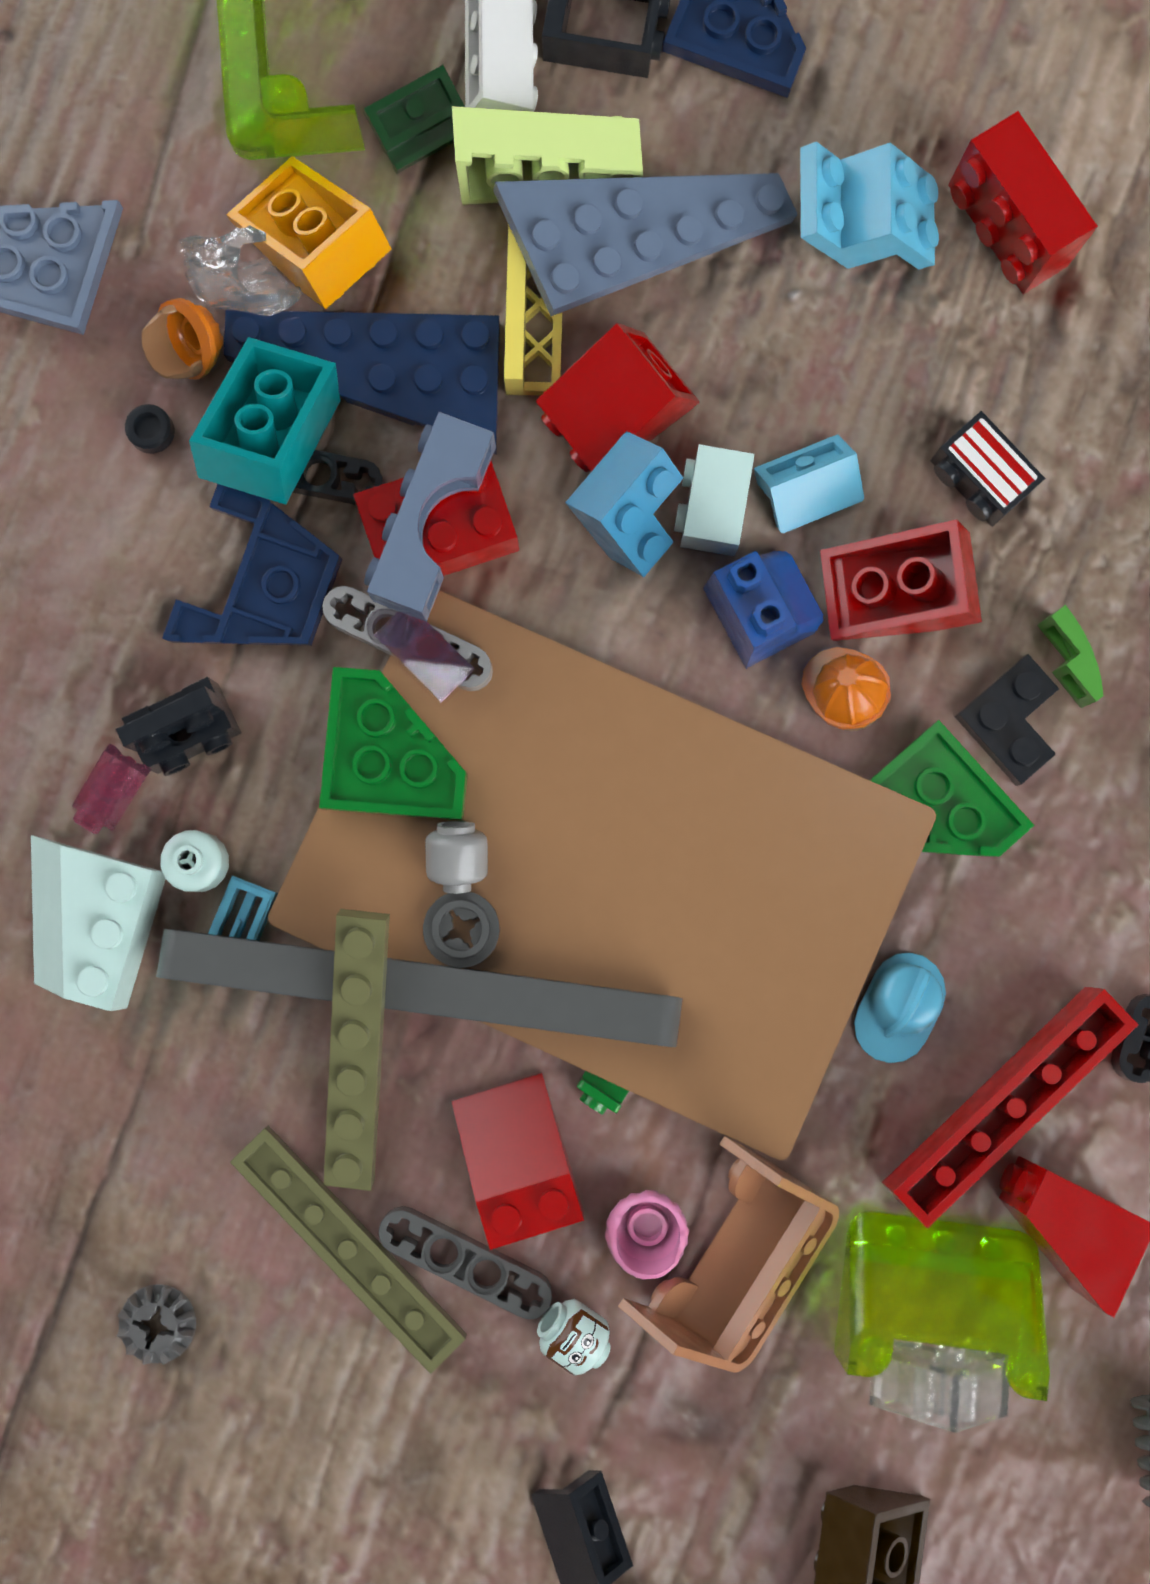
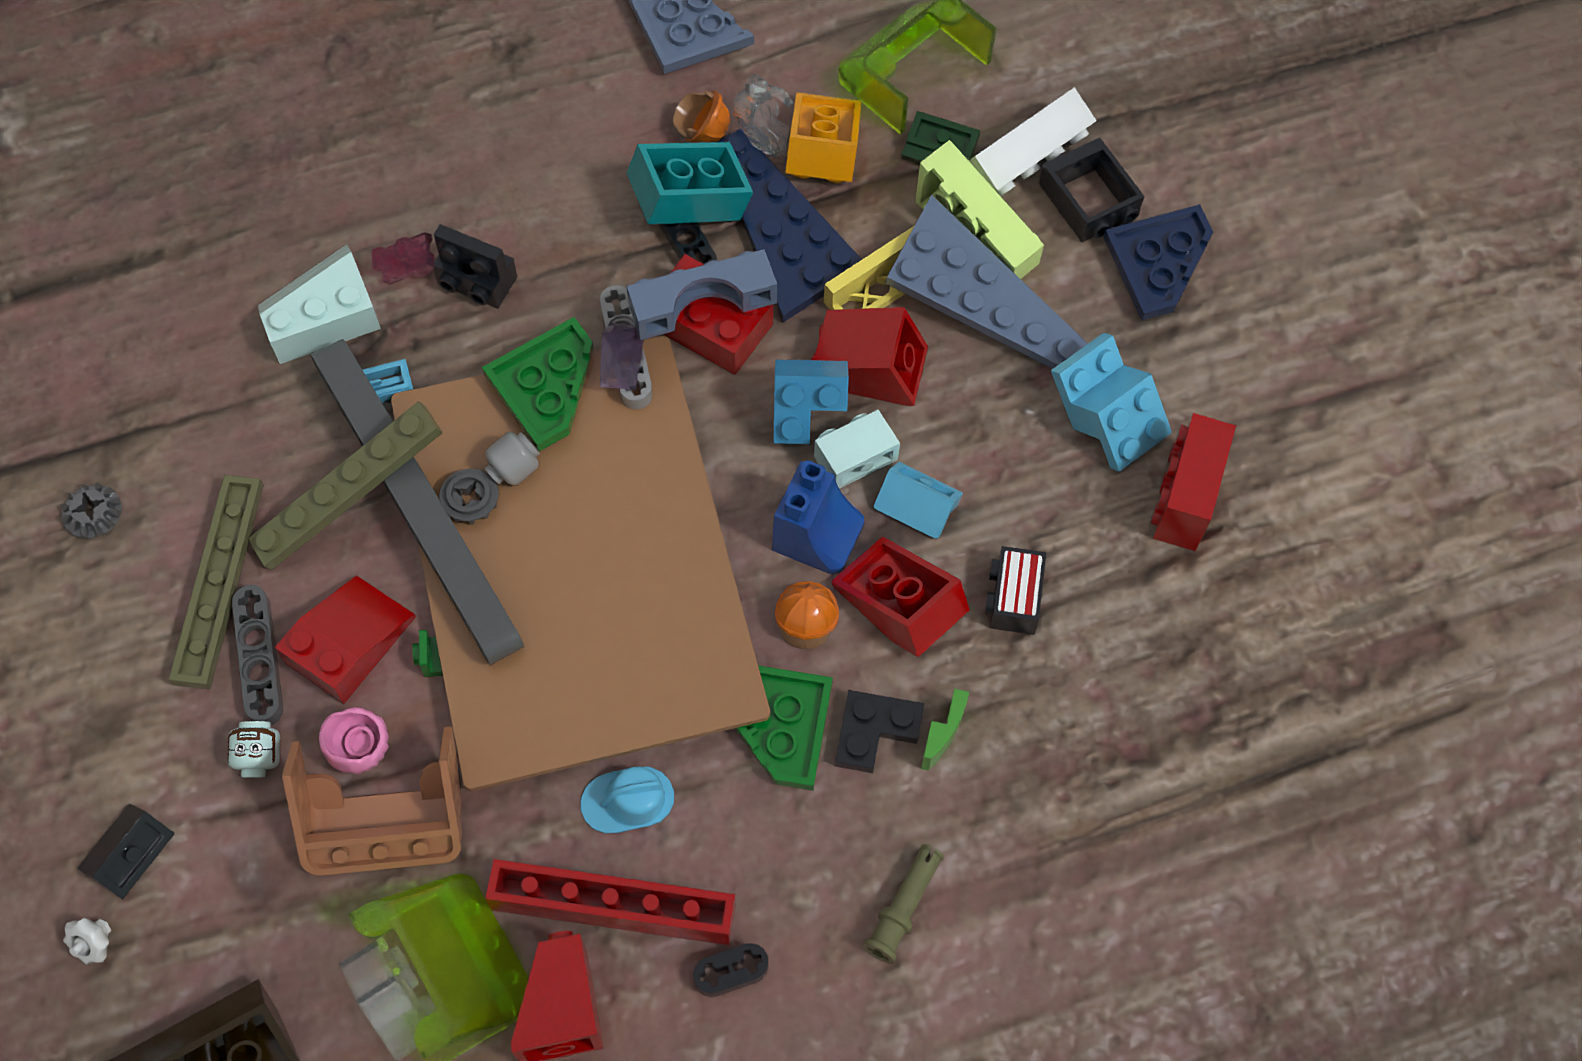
camera: 50 degrees right, 20 degrees down
(149, 428) = (636, 135): black tile -> none
(210, 863) = (397, 330): light aqua head -> none
(276, 587) = (596, 260): dark blue wing -> none

